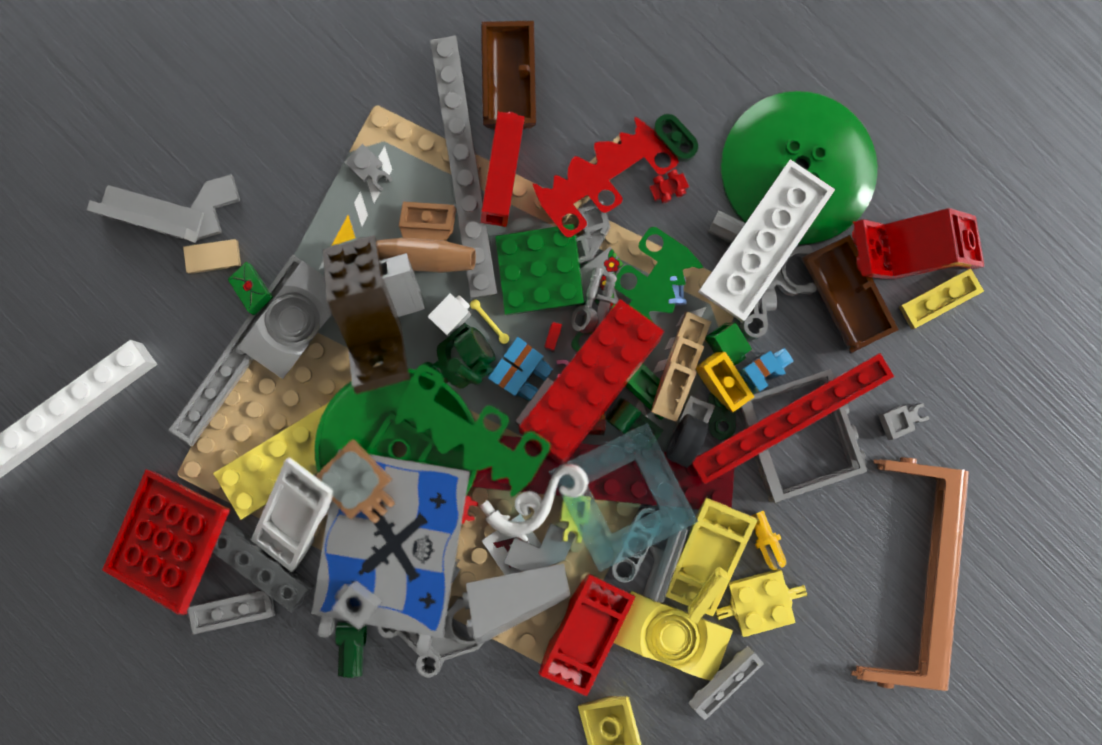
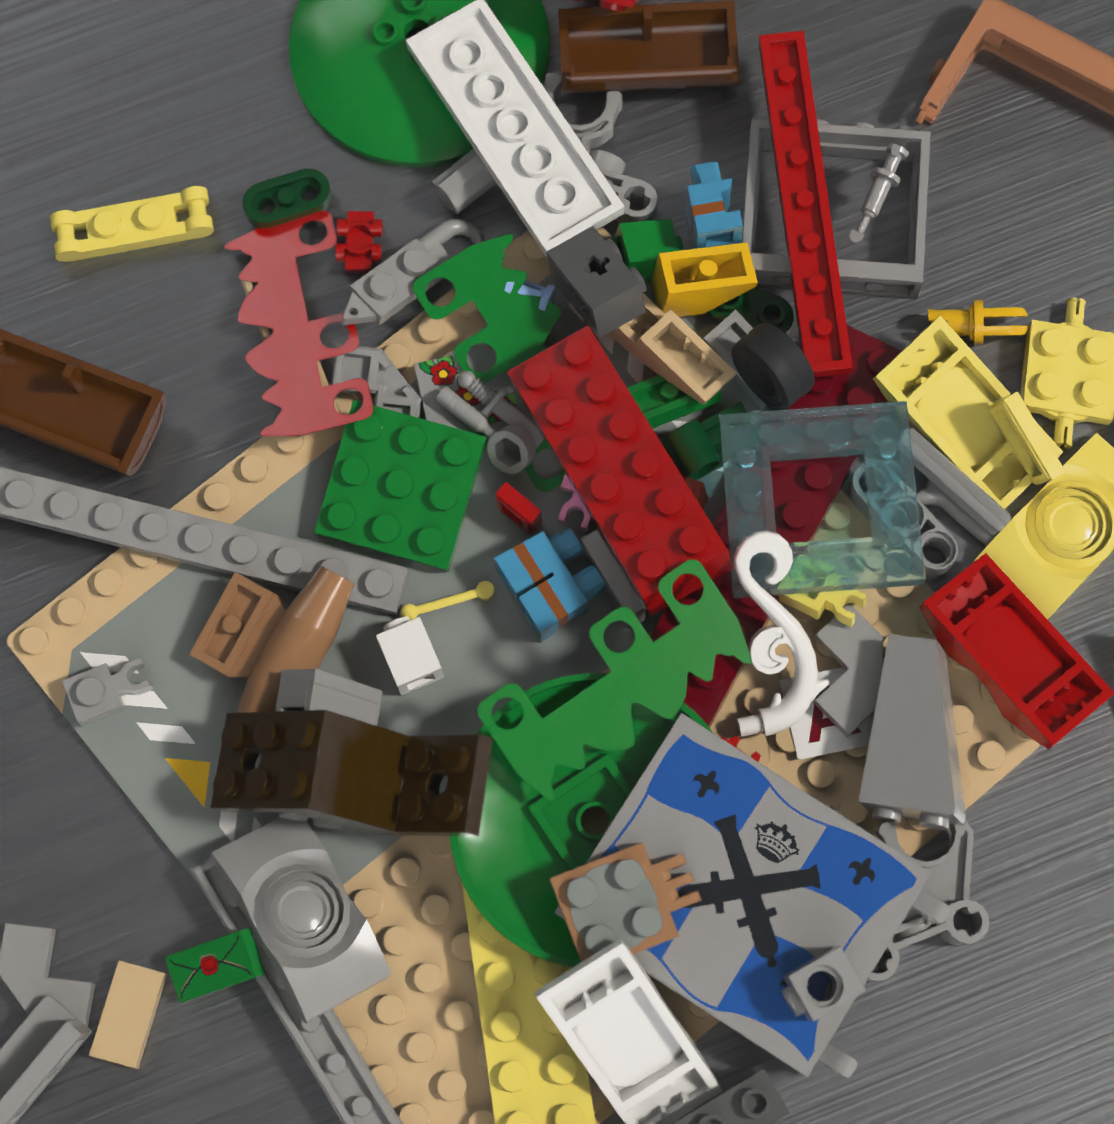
camera: 60 degrees left, 10 degrees down
(350, 651) = (878, 1042): dark green piece -> none
(472, 349) = (506, 643): dark green piece -> none
(502, 169) = (214, 470): red slope -> none
(626, 62) = (131, 225): none -> light yellow plate
(649, 214) = (390, 284): none -> light grey plate
(685, 334) = (597, 281): none -> dark grey brick
(818, 457) = (883, 180): none -> light grey piece
(900, 420) = (871, 58): light grey plate -> none

